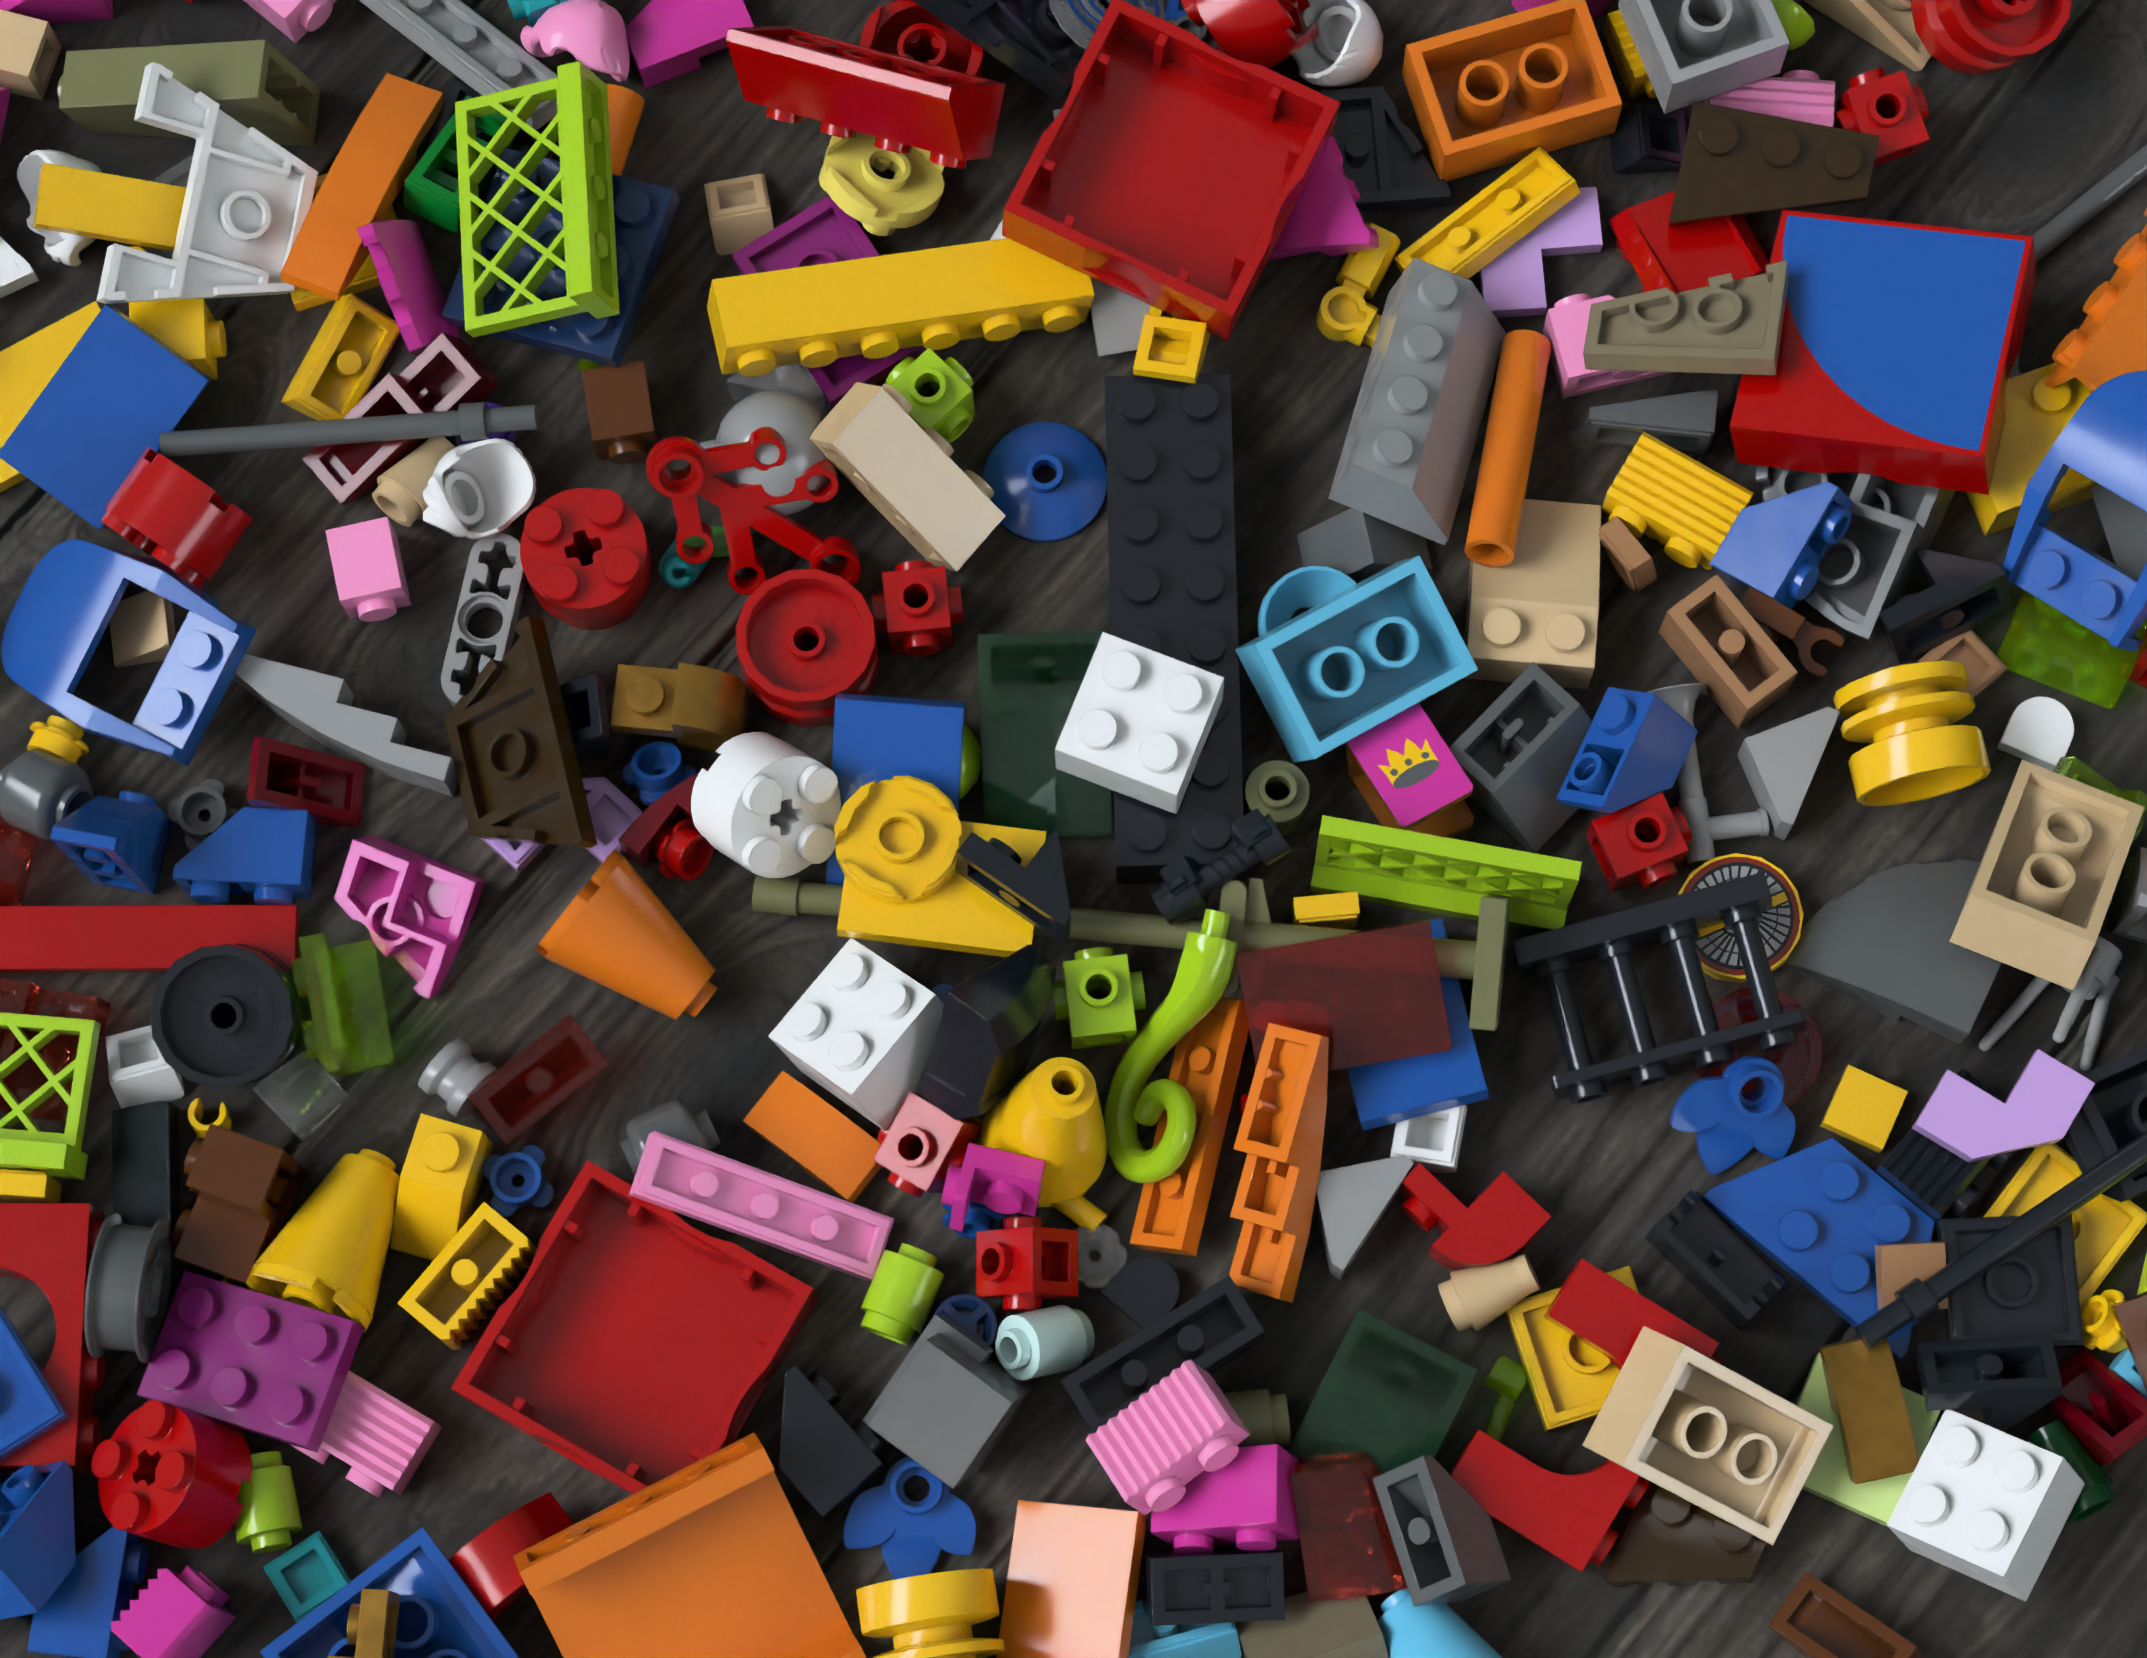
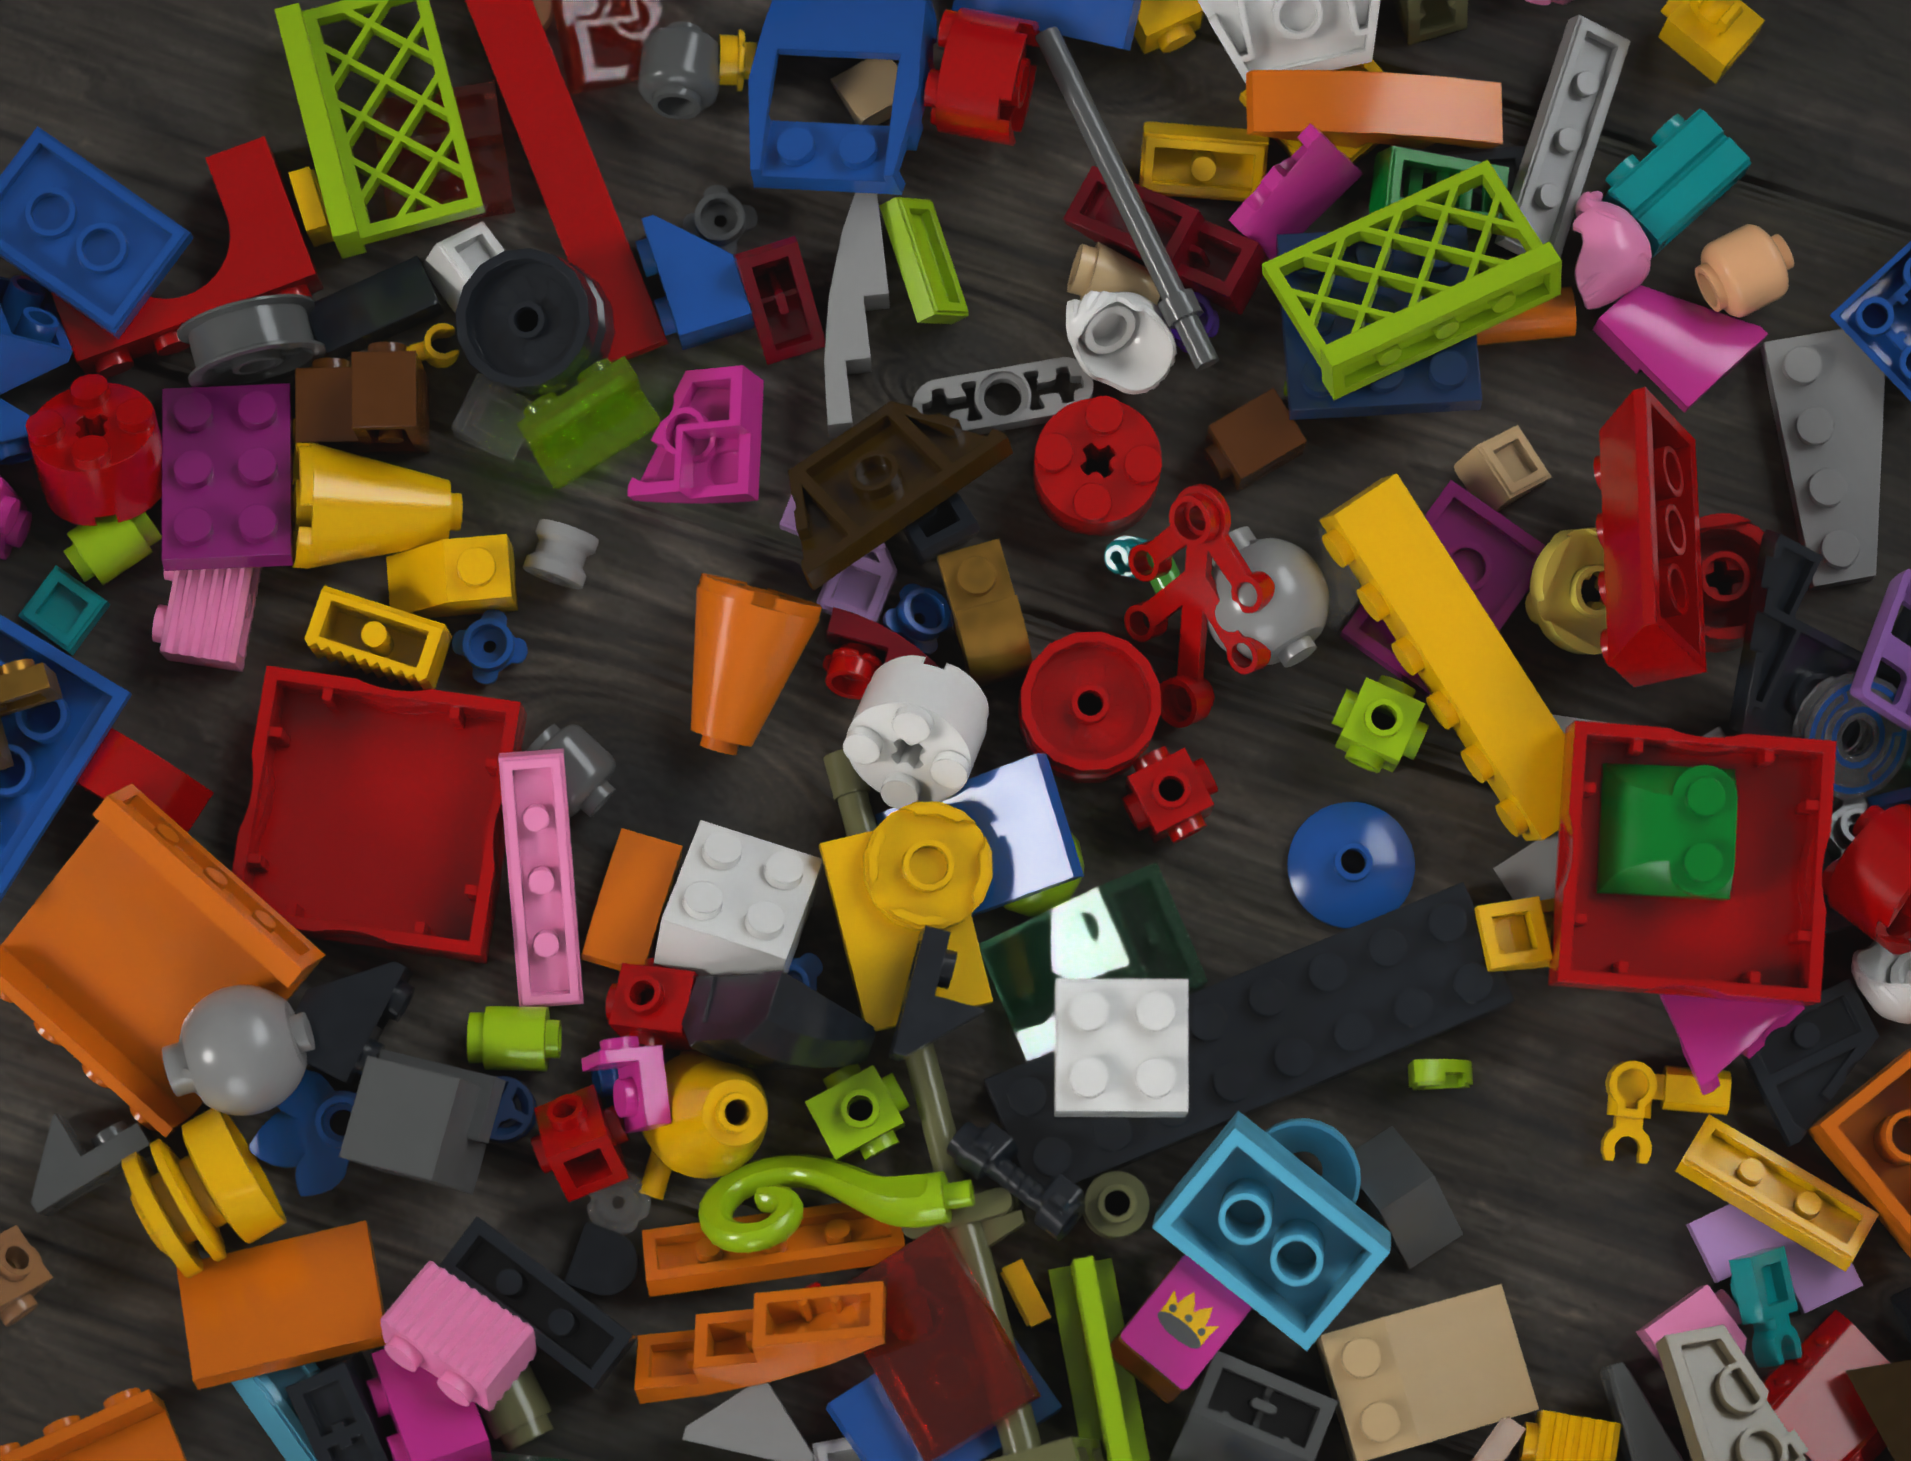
camera: 65 degrees right, 5 degrees up
(117, 841) = (659, 152): blue slope -> none
(325, 640) = (924, 260): none -> lime tile
(368, 569) = (1008, 271): bright pink brick -> none
(538, 1079) = (584, 627): clear red slope -> none
(814, 1545) = (240, 1050): none -> light grey brick
(908, 474) = (1290, 734): tan brick -> none
(1044, 1342) = (515, 1187): light aqua brick -> none
(1133, 178) = (1667, 831): none -> green slope
(1266, 476) = (1440, 1074): none -> lime tile
(1420, 403) = (1560, 1196): light grey slope -> none
(1508, 448) = (1552, 1297): orange piece -> none
(1574, 266) = (1766, 1297): none -> teal plate

